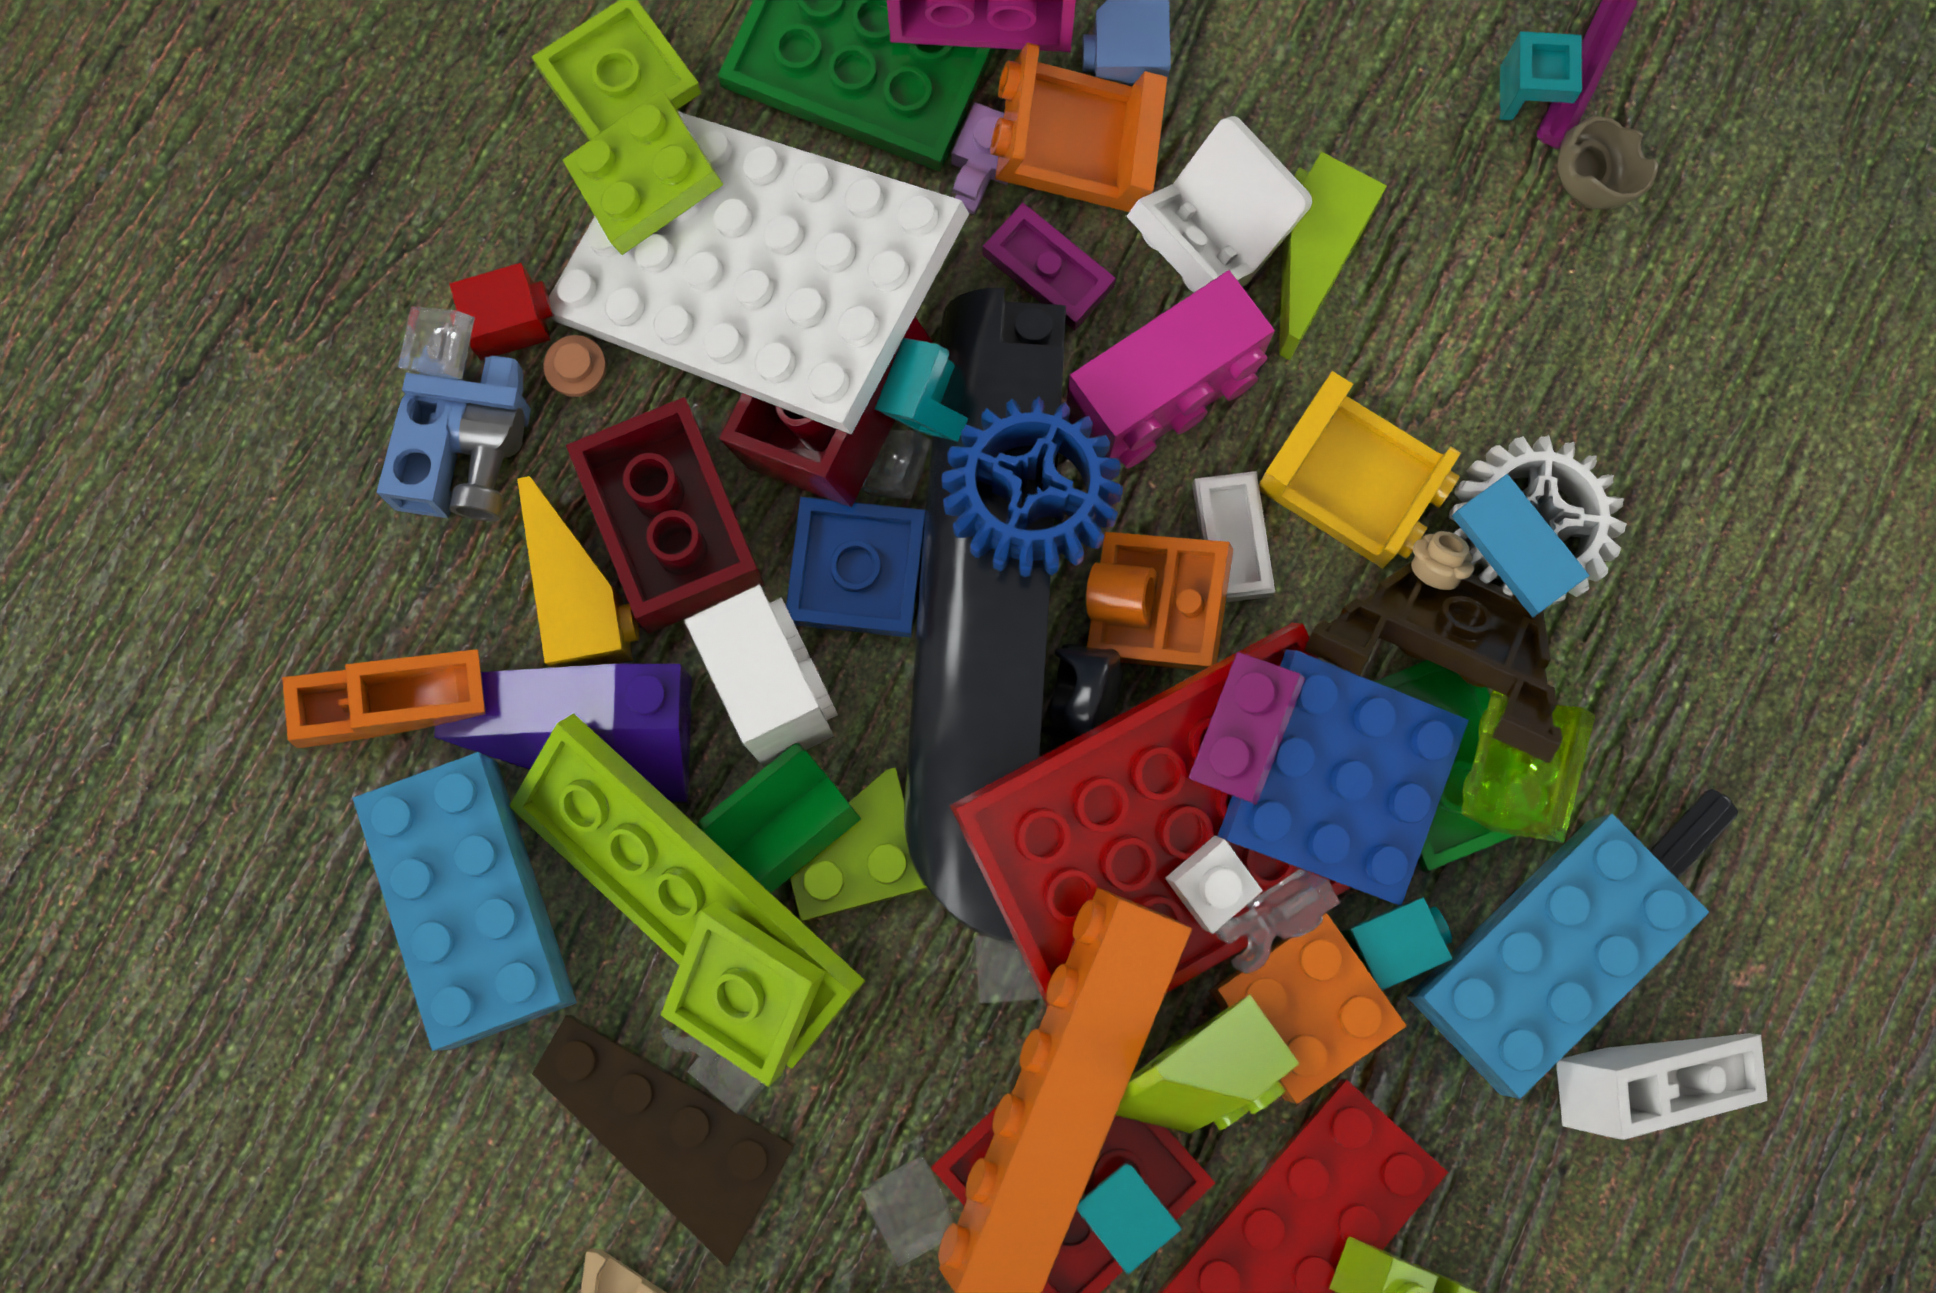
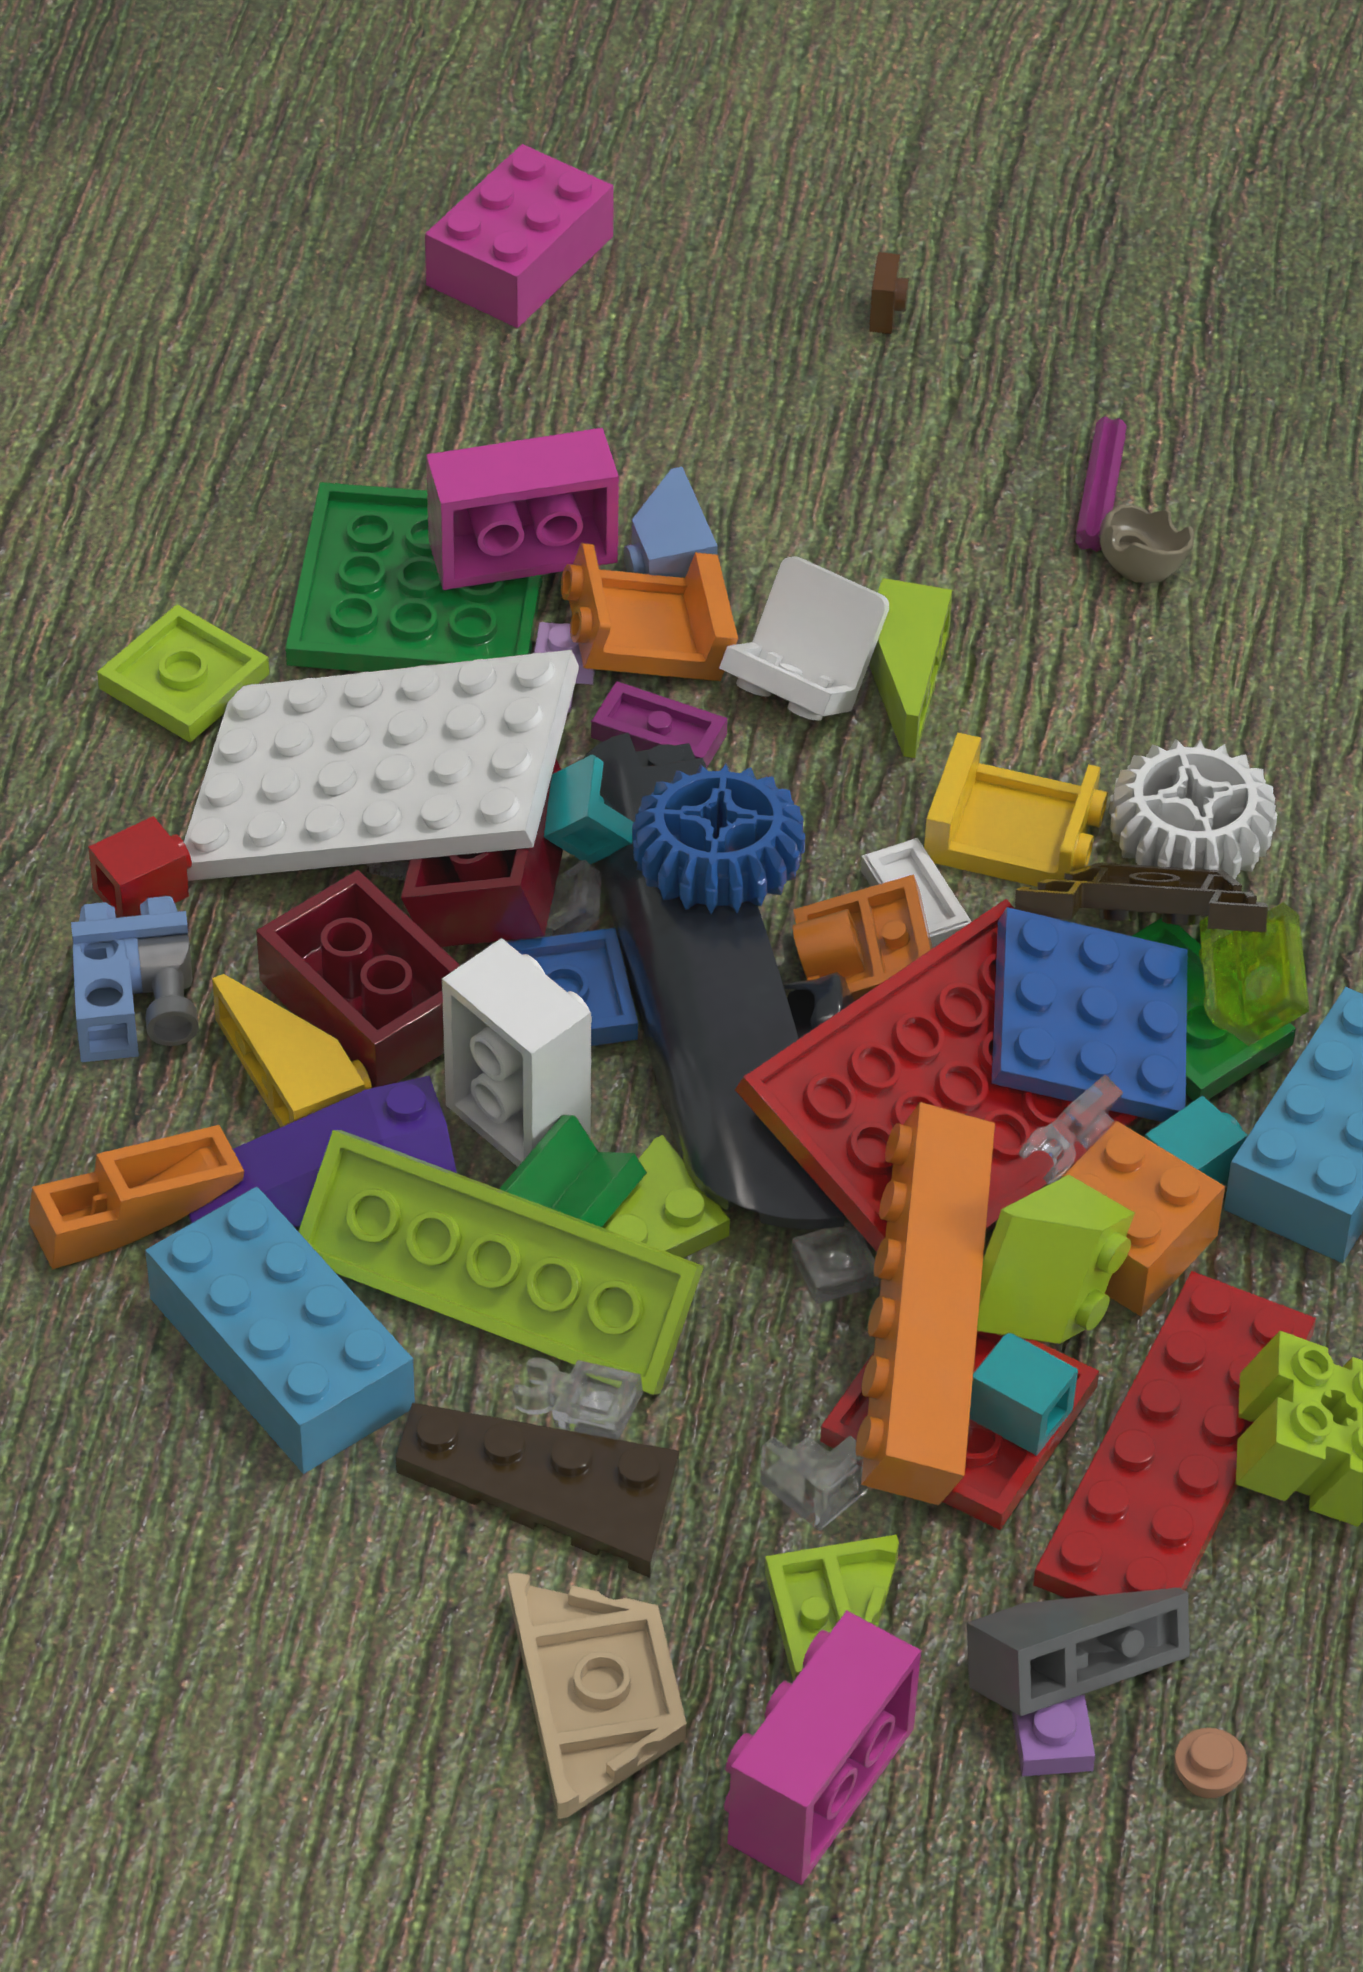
camera: 20 degrees left, 30 degrees down
(436, 342) = (98, 884): clear plate -> none
(575, 366) = (226, 903): nougat plate -> none
(642, 172) = (245, 724): lime plate -> none
(742, 993) = (588, 1304): lime plate -> none
(1172, 369) = (823, 745): dark pink brick -> none
(1213, 884) = (1012, 1111): white plate -> none
(1247, 727) = (985, 973): magenta plate -> none
(1442, 560) = (1116, 848): tan plate -> none
(1520, 545) = (1180, 814): dark azure tile -> none
(1540, 69) = (1056, 480): teal panel -> none

